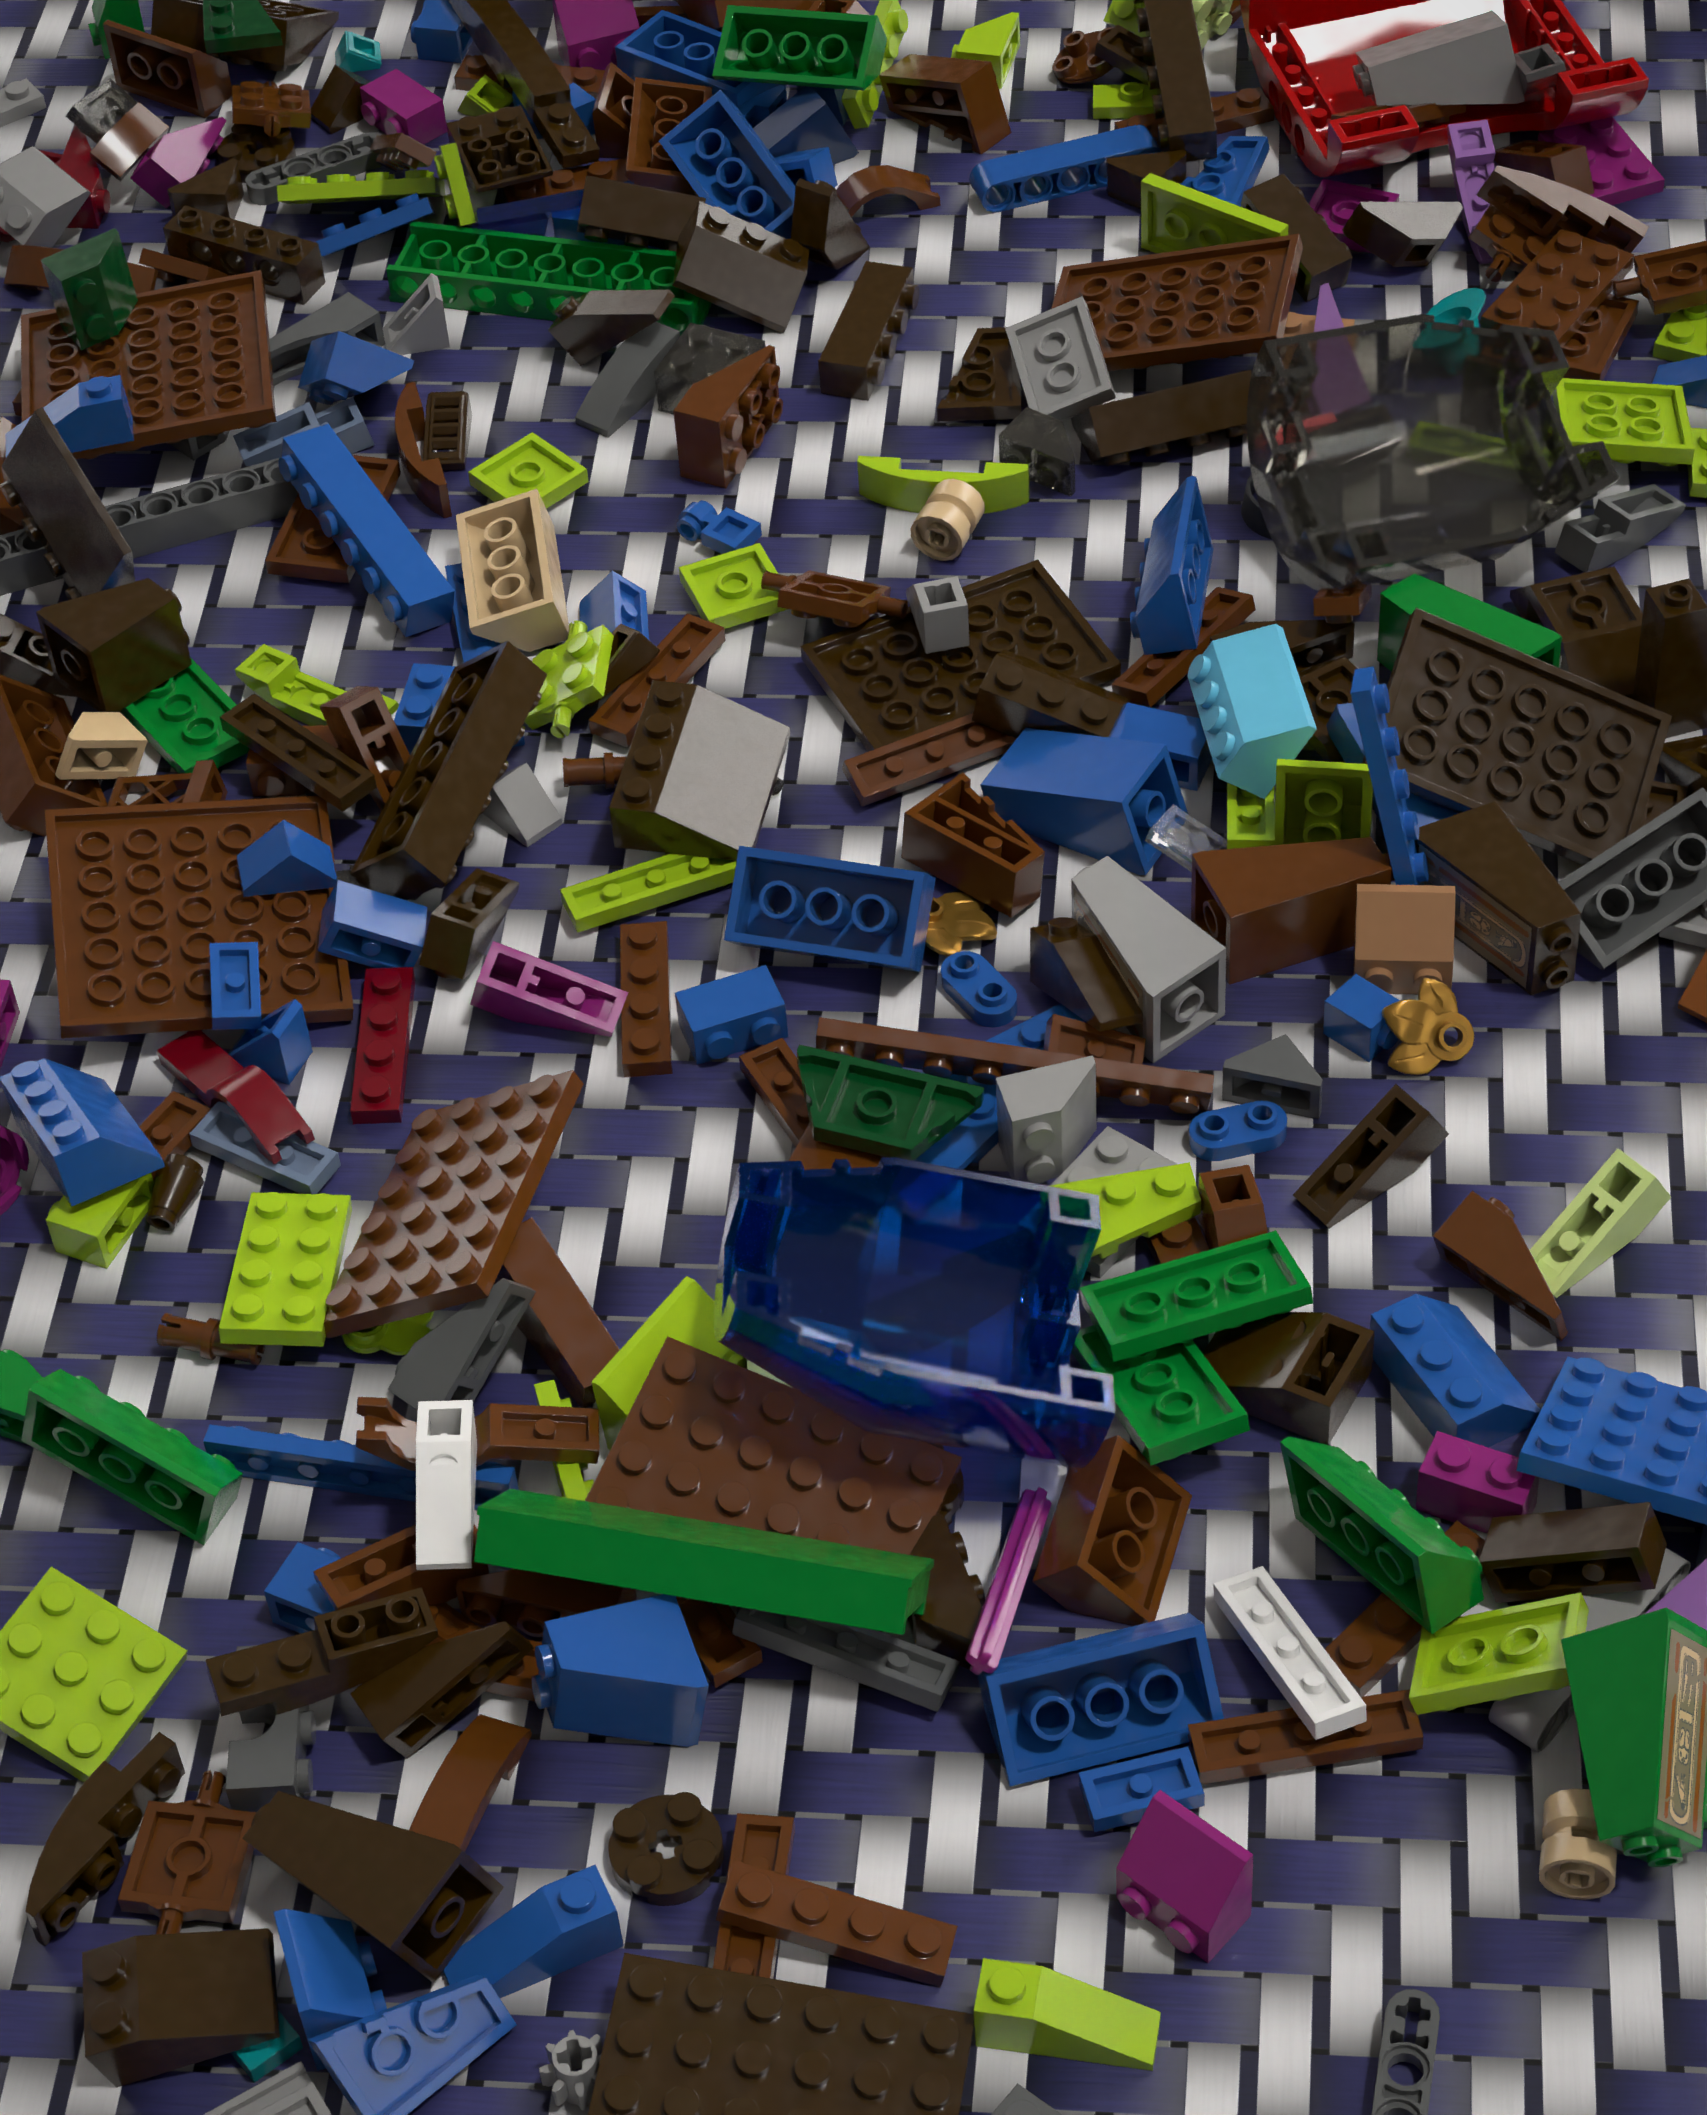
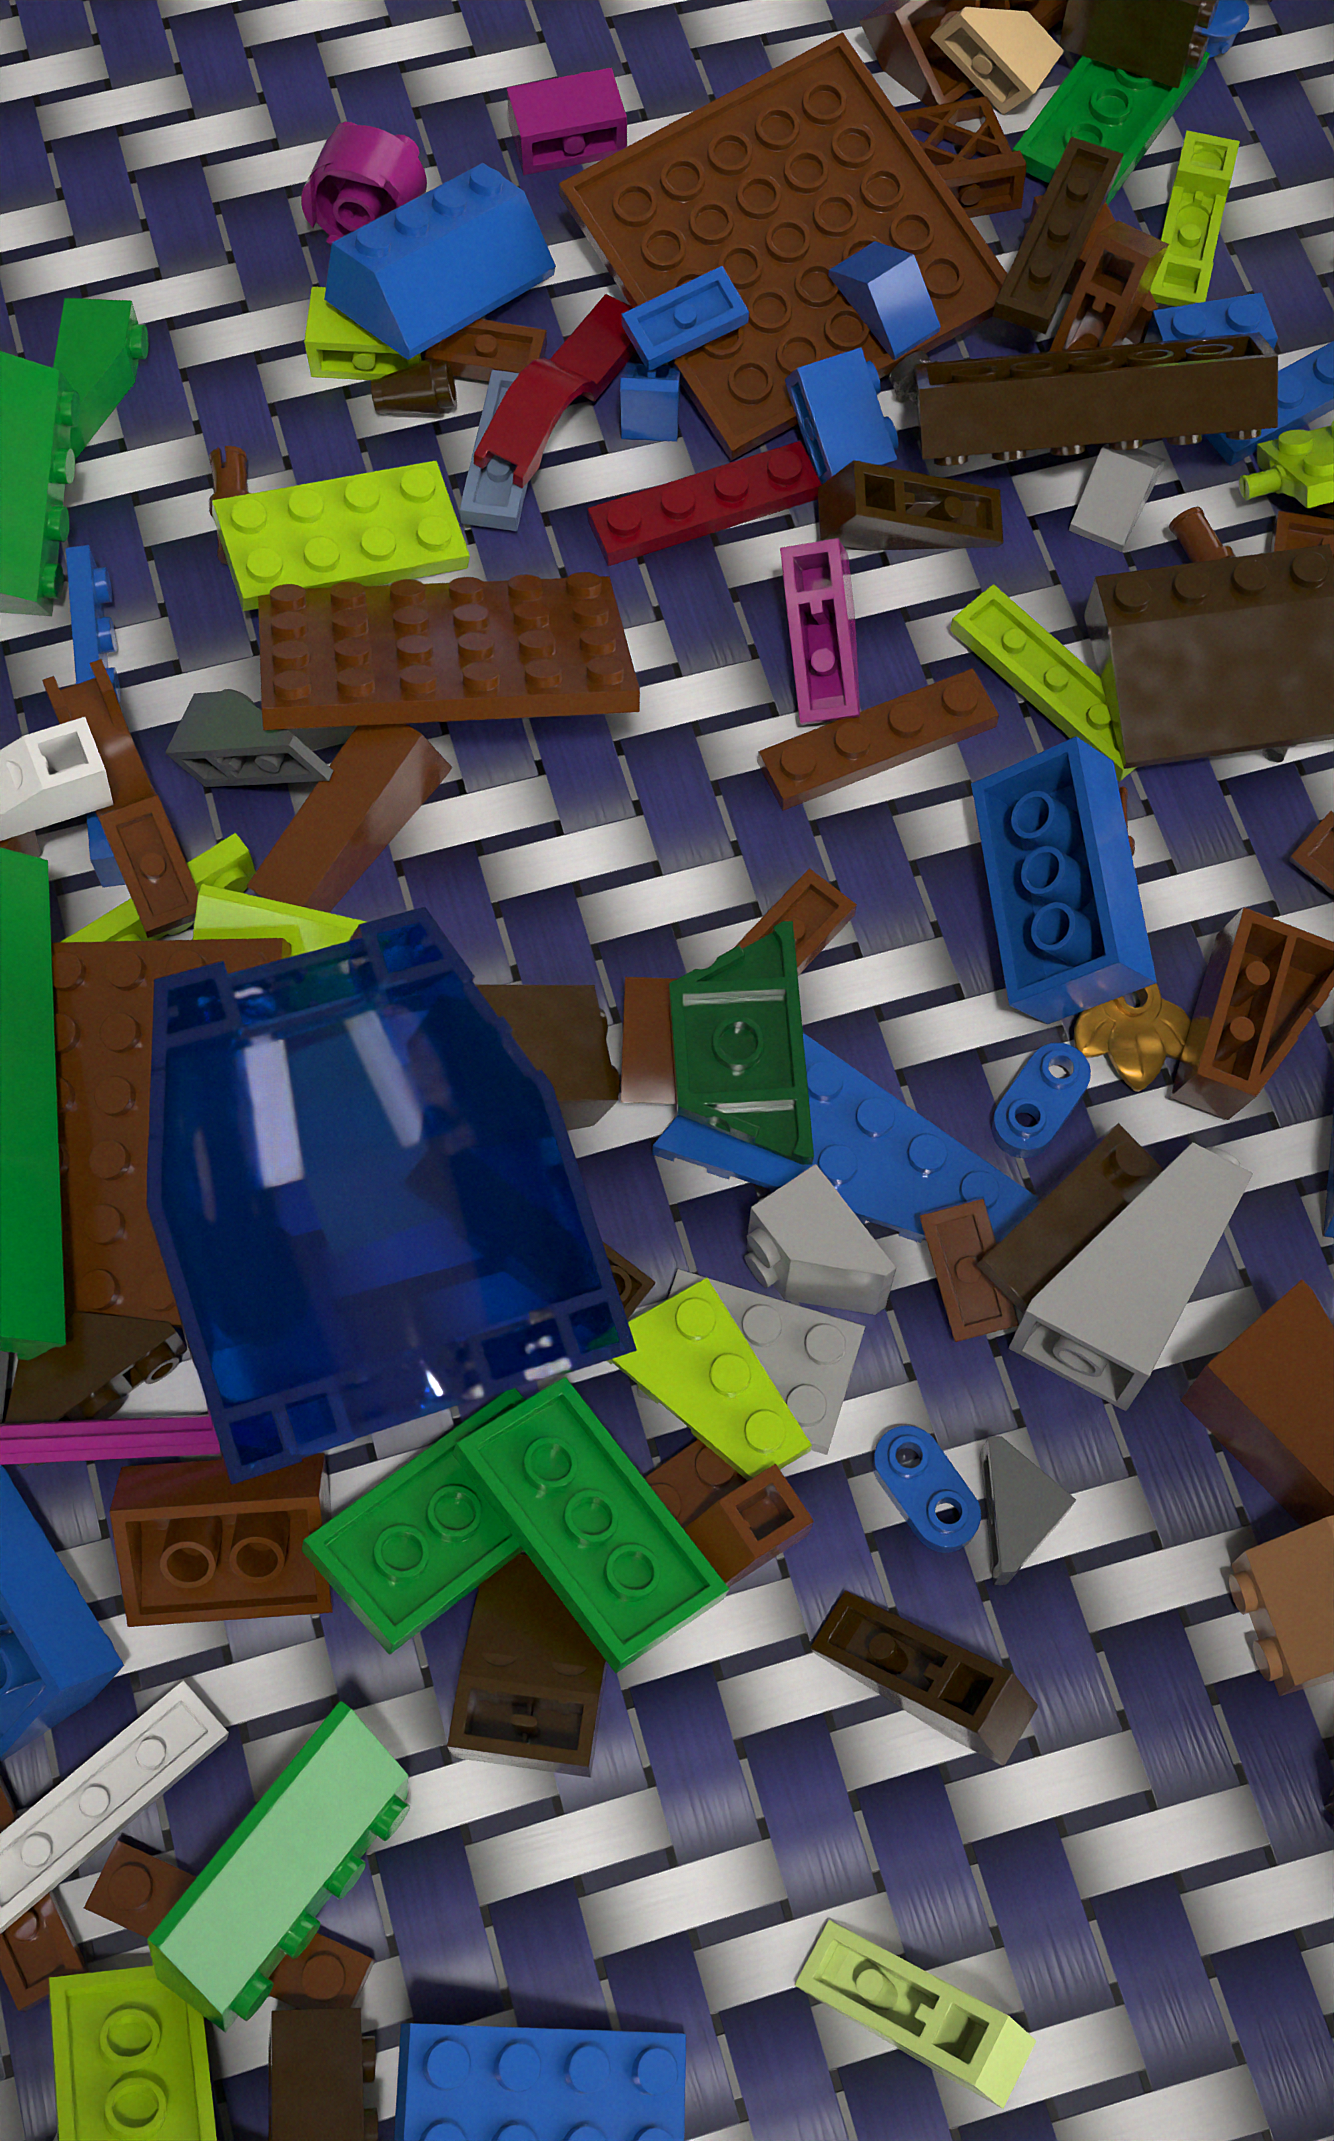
camera: 65 degrees right, 20 degrees up
(731, 1014) = (874, 838): blue brick -> none
(985, 1061) = (897, 1209): reddish brown plate -> none
(1356, 1018) = (1167, 1593): blue brick -> none
(1422, 1028) = (1170, 1676): pearl gold plate -> none
(1449, 1372) = (606, 1890): blue slope -> none
(1472, 1483) = (419, 1963): magenta brick -> none
(1490, 1250) = (807, 1898): reddish brown slope -> none

